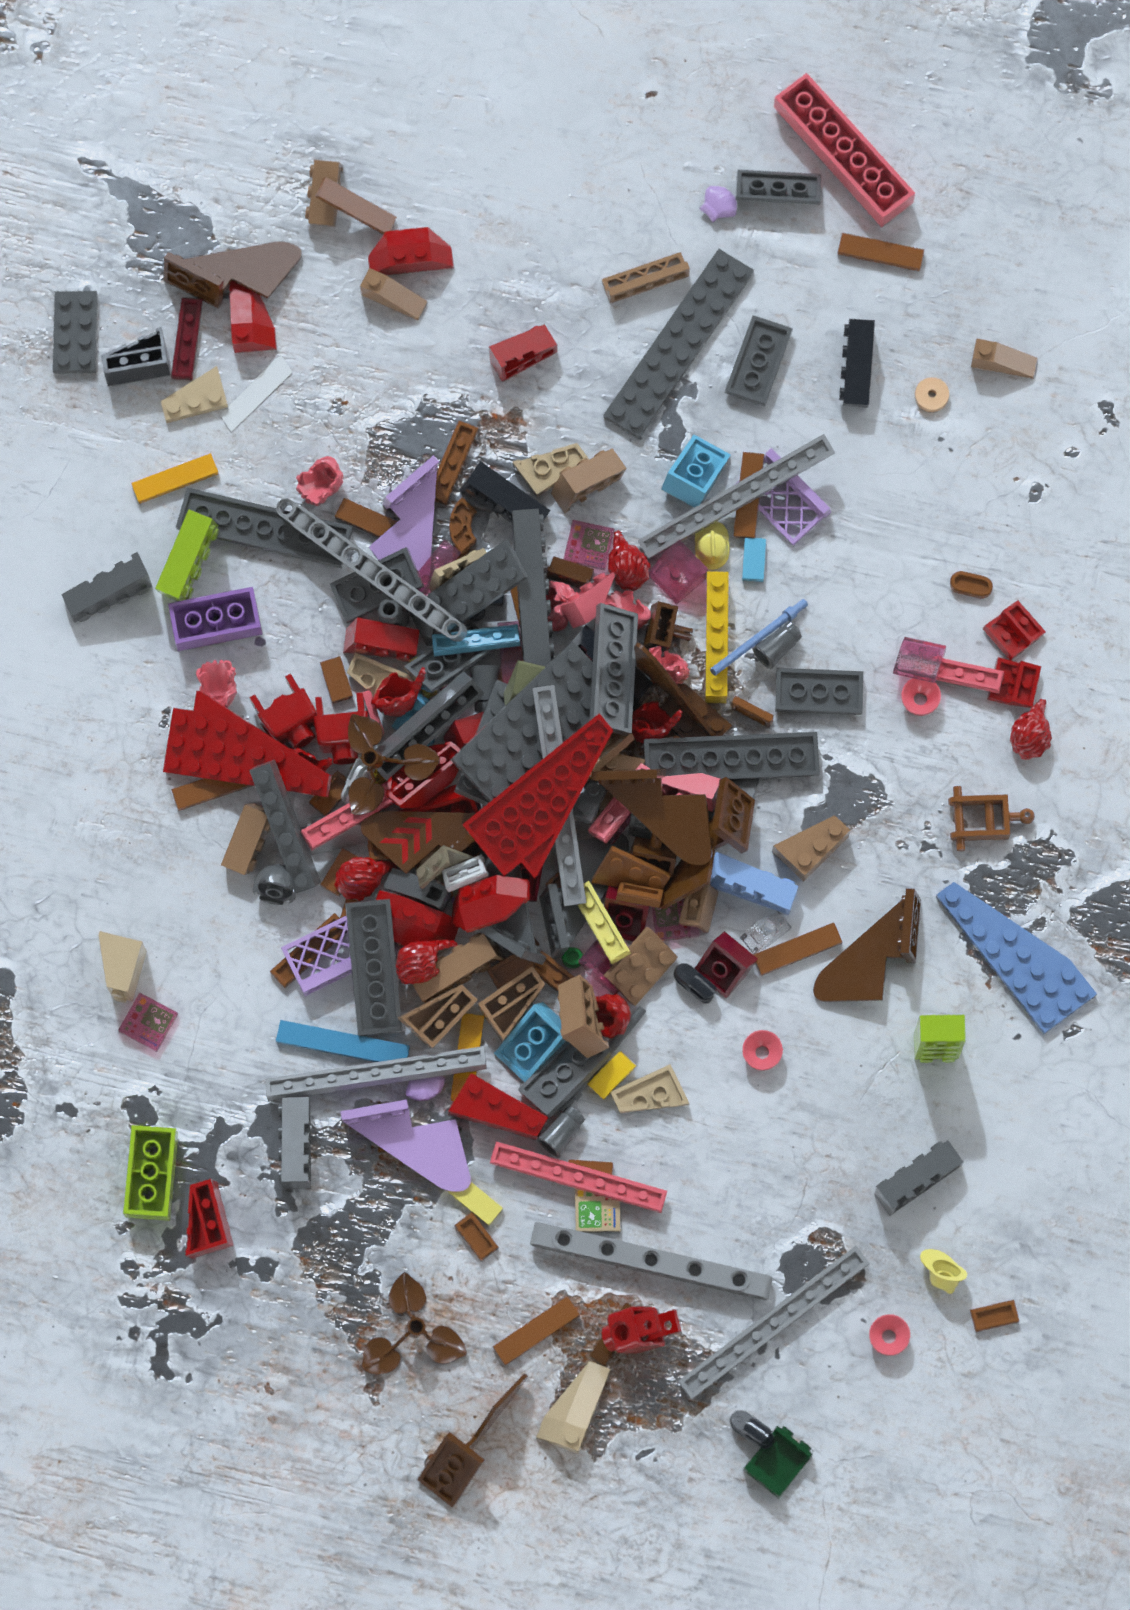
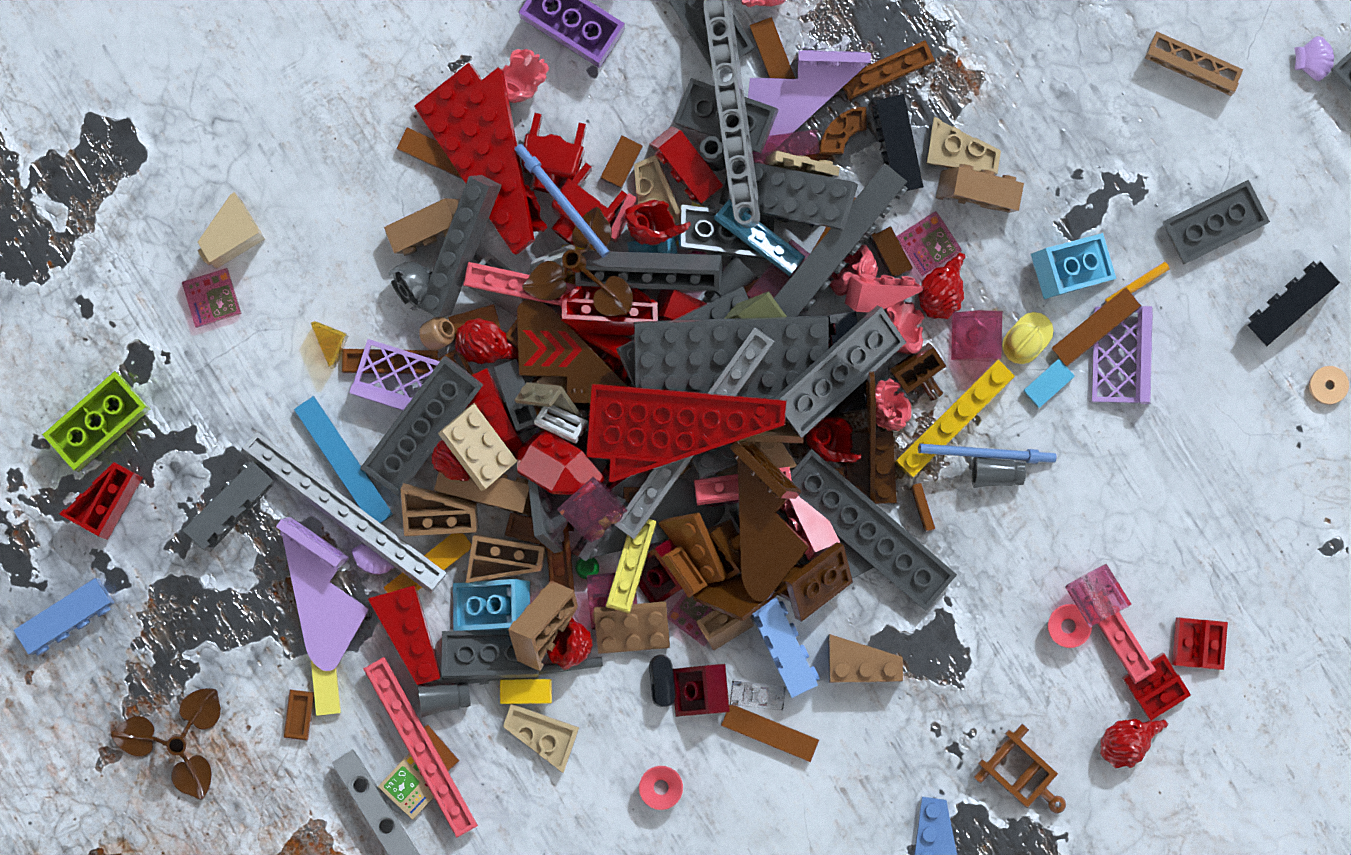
camera: 45 degrees right, 10 degrees up
(254, 1323) = (63, 617): none -> medium blue brick
(256, 973) = (330, 341): none -> clear yellow slope
(283, 728) = (533, 166): none -> medium blue bar
(323, 900) = (437, 333): none -> medium nougat head
(325, 805) = (535, 250): dark orange tile -> none
(425, 940) = (477, 447): none -> tan plate
(522, 351) = (1031, 32): red wedge -> none
(536, 1331) = (272, 833): dark orange tile -> none
(542, 905) = (592, 509): none -> clear pink slope
(678, 343) = (1166, 145): dark grey plate -> none
(736, 496) = (1084, 320): light grey plate -> none
(749, 438) = (1143, 280): none -> light orange bar
(819, 691) = (993, 542): dark grey plate -> none
(861, 967) = (803, 797): reddish brown piece -> none
(971, 584) = (1203, 572): dark orange tile -> none

